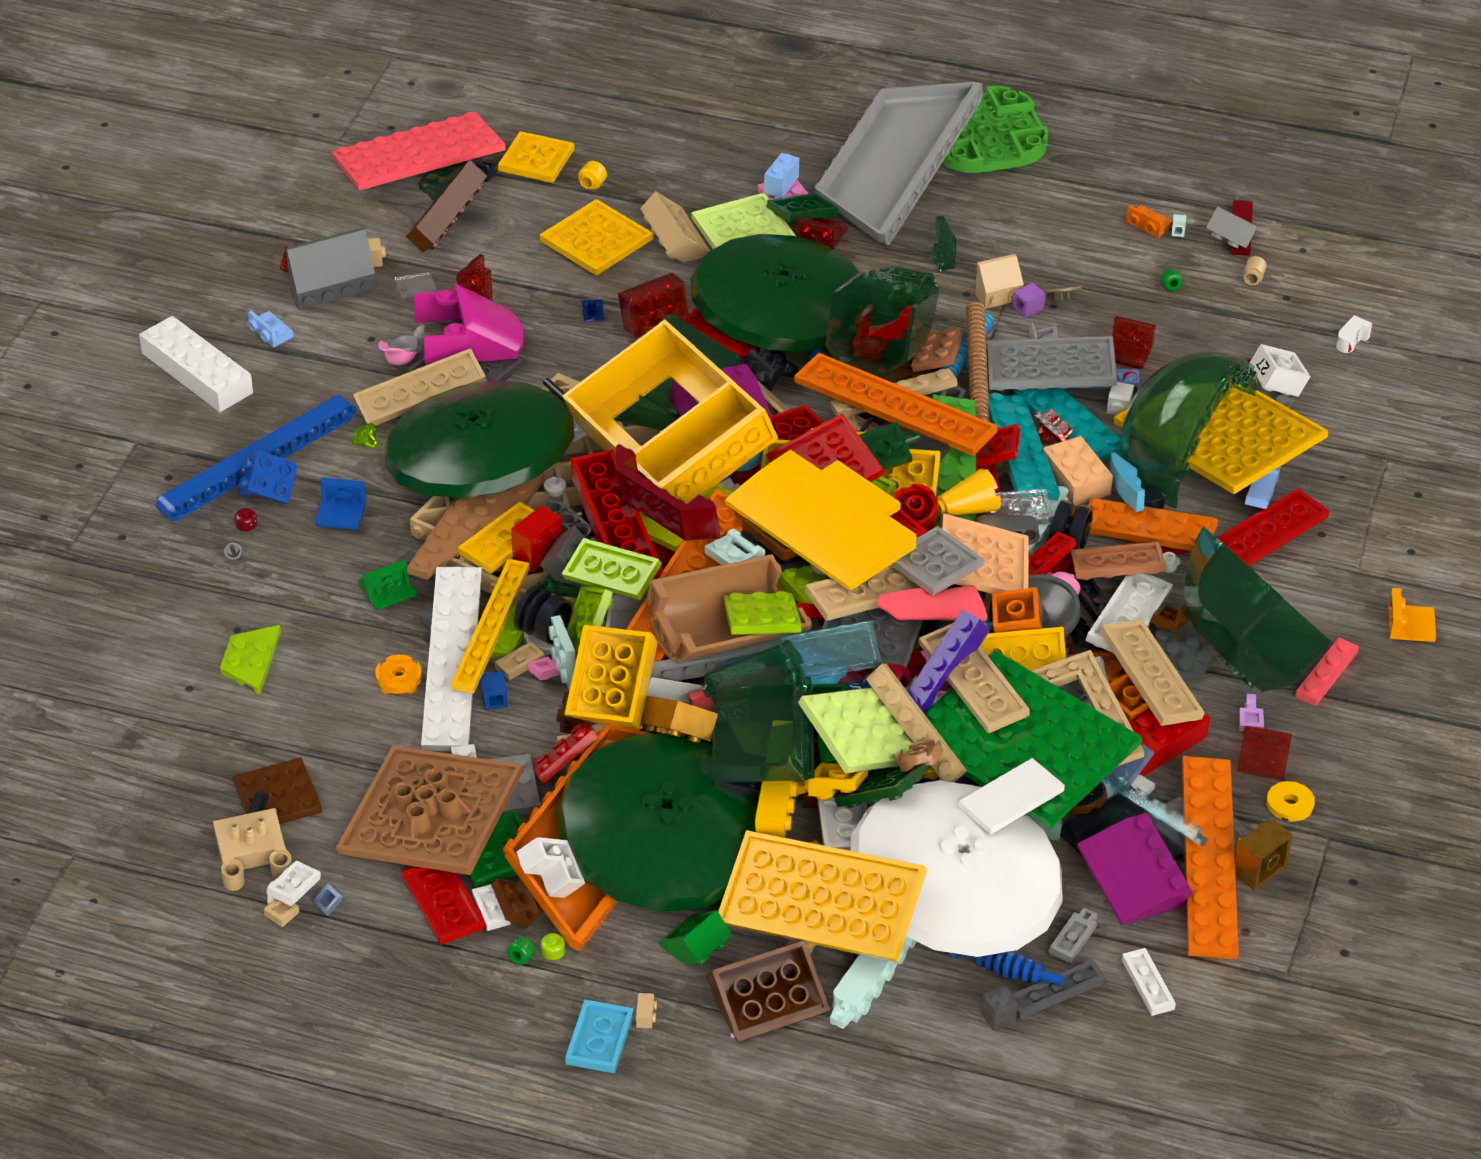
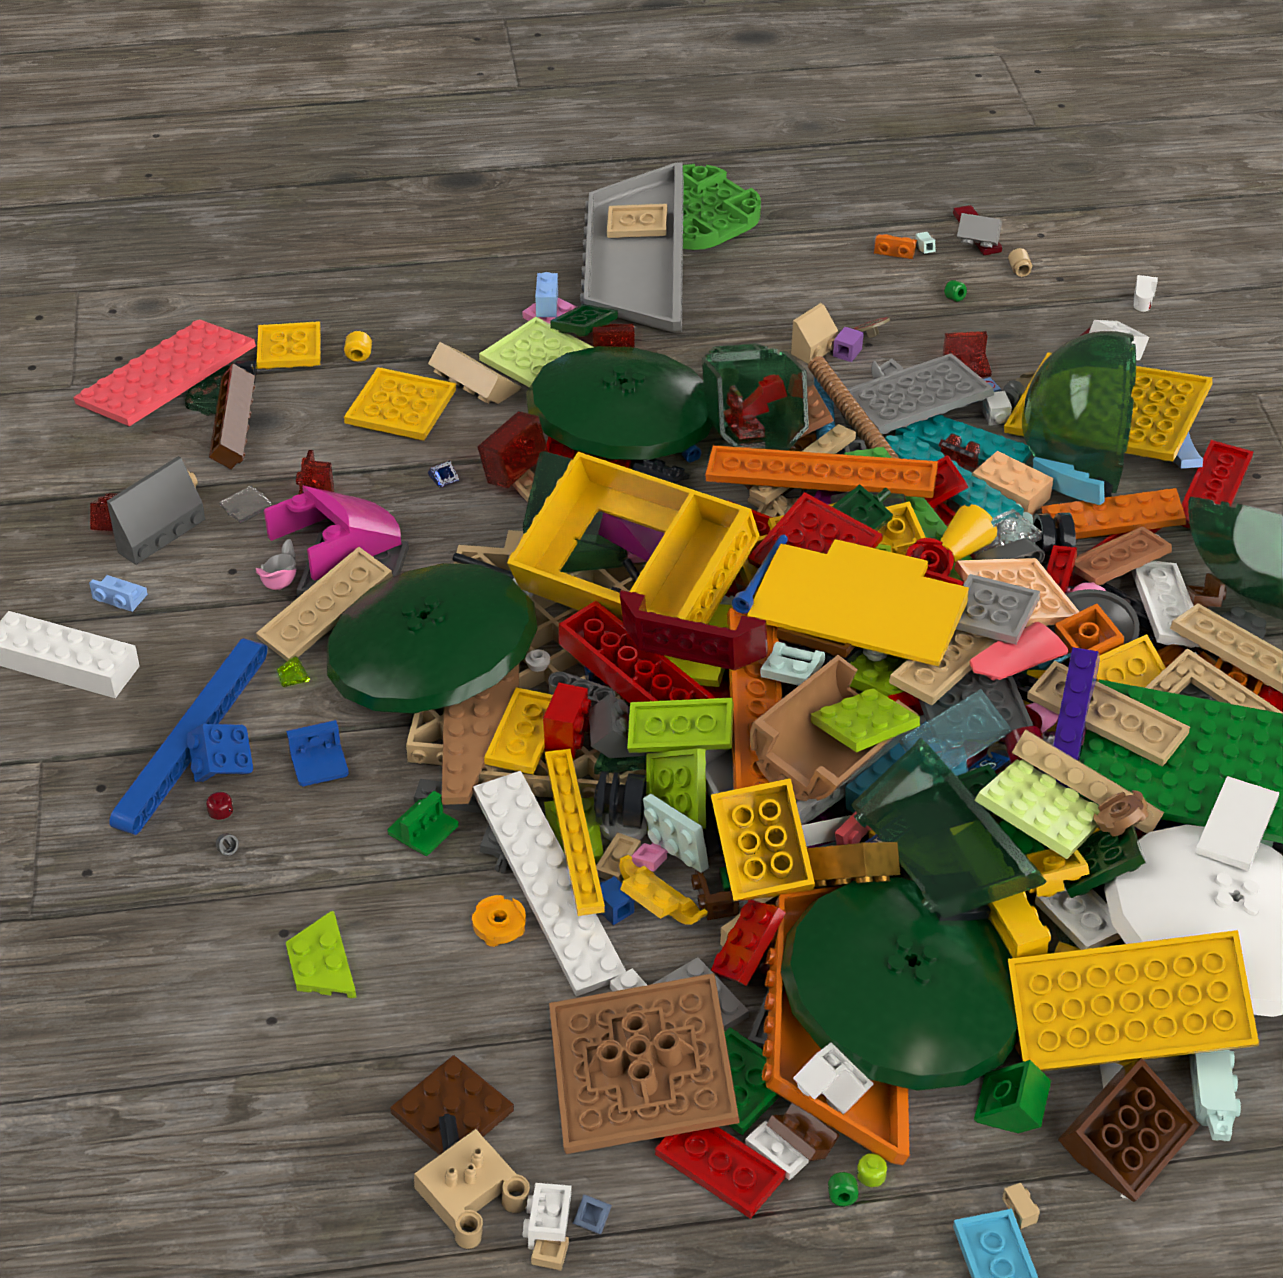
camera: 25 degrees left, 0 degrees up
(527, 695) = (656, 894): none -> yellow plate
(728, 486) = (744, 600): none -> blue piece
(910, 128) = (637, 220): none -> tan plate
(945, 250) = (736, 314): clear green slope -> none

